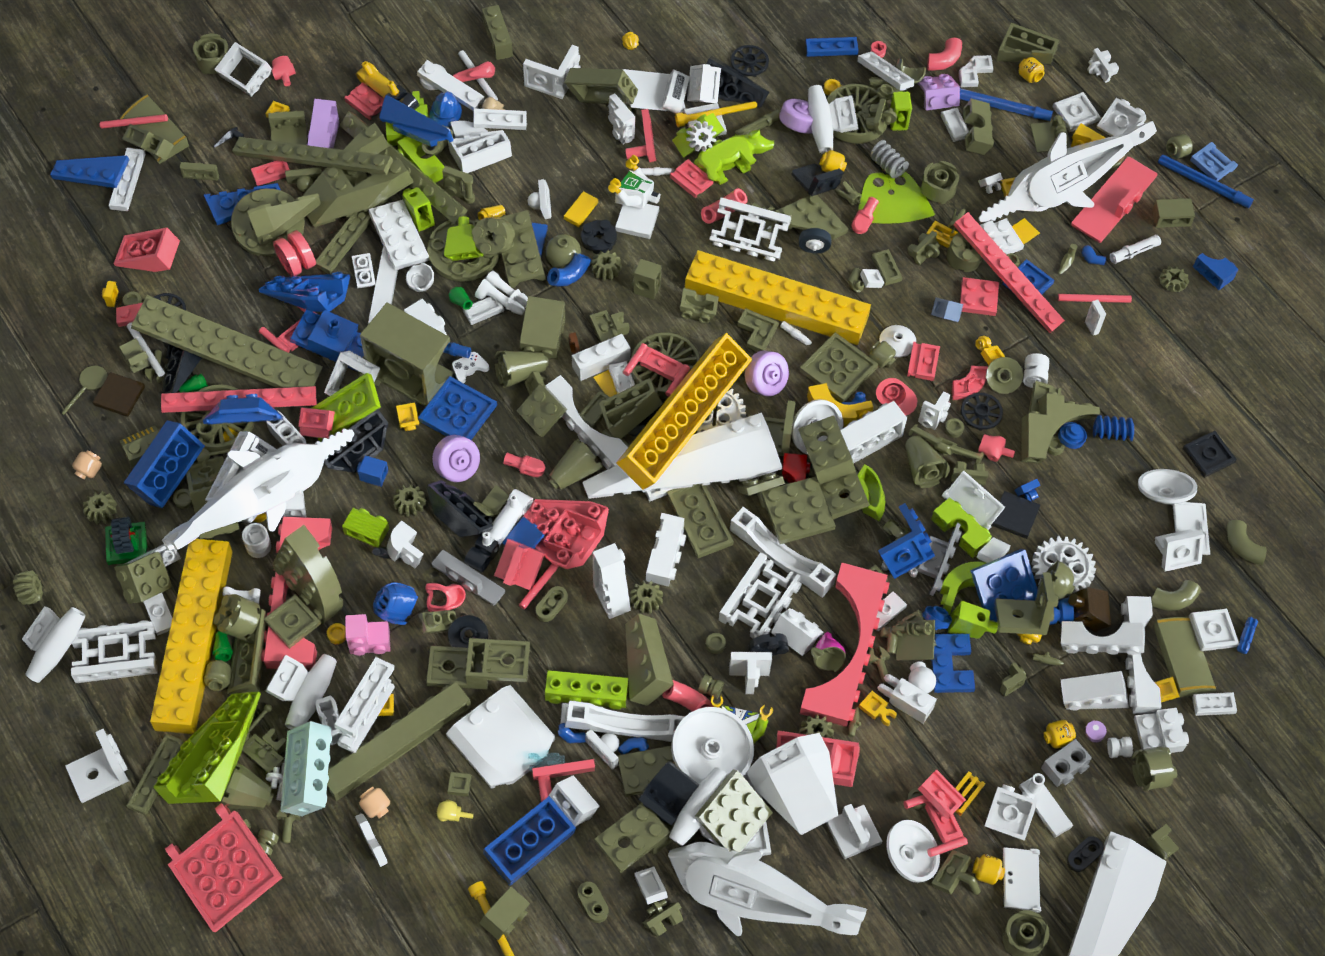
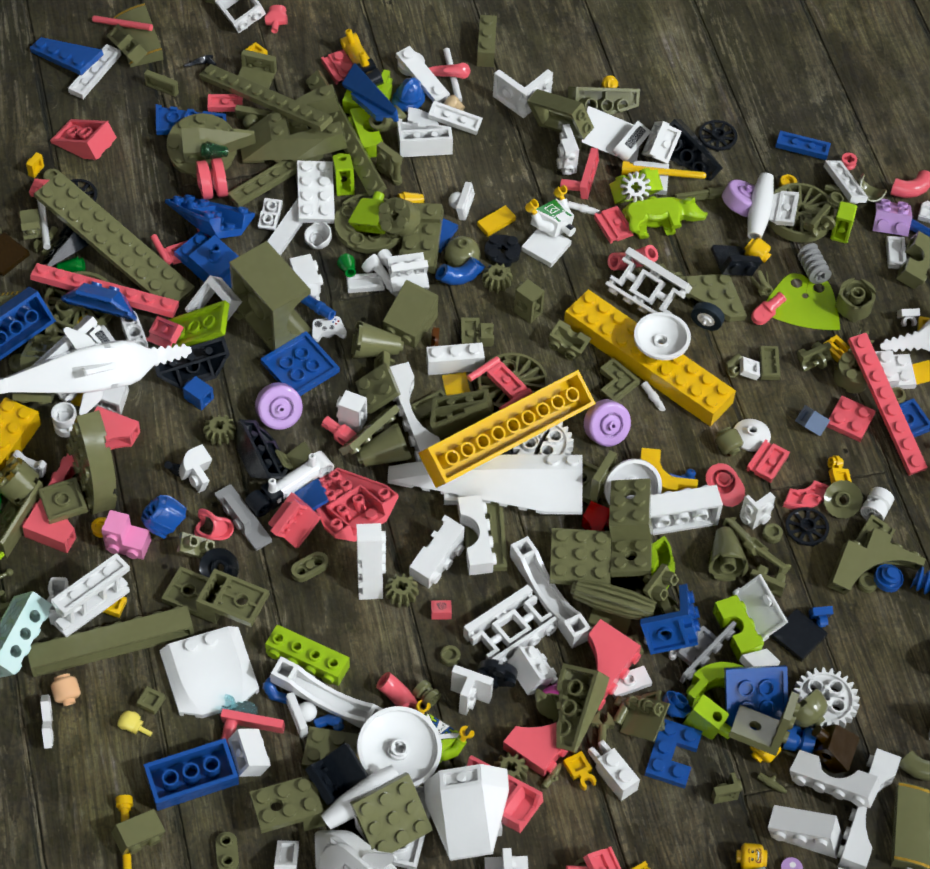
camera: 20 degrees right, 5 degrees down
(284, 226) = (212, 150): none -> clear green cone
(301, 687) = (41, 558): white plate -> none
(323, 124) = (290, 74): lavender wedge -> none
(365, 527) = (169, 440): lime brick -> none
(407, 416) = (251, 355): yellow bracket -> none
(522, 284) = (407, 267): none -> white bracket
(528, 440) = (352, 410): none -> white brick
(538, 586) = (304, 547): coral bar -> none
(552, 453) = (371, 428): none -> olive plate
(619, 379) = (464, 384): white plate -> none
(632, 57) = (606, 99): none -> olive wedge
(647, 661) = (374, 647): olive wedge -> none
(682, 502) = (479, 555): none -> white arch
(689, 602) = (441, 610): none -> coral slope
(757, 485) = (563, 521): olive plate -> none
(787, 267) = (663, 329): none -> white dish
(839, 366) = (681, 440): olive plate -> none
(845, 544) = (612, 603): none -> olive plate
(855, 648) = (579, 699): none -> olive wedge
(878, 510) = (658, 582): none -> olive hips
(922, 677) = (636, 755): white piece -> none
(994, 447) = (804, 563): coral piece -> none
(1167, 689) = (881, 853): yellow tile -> none

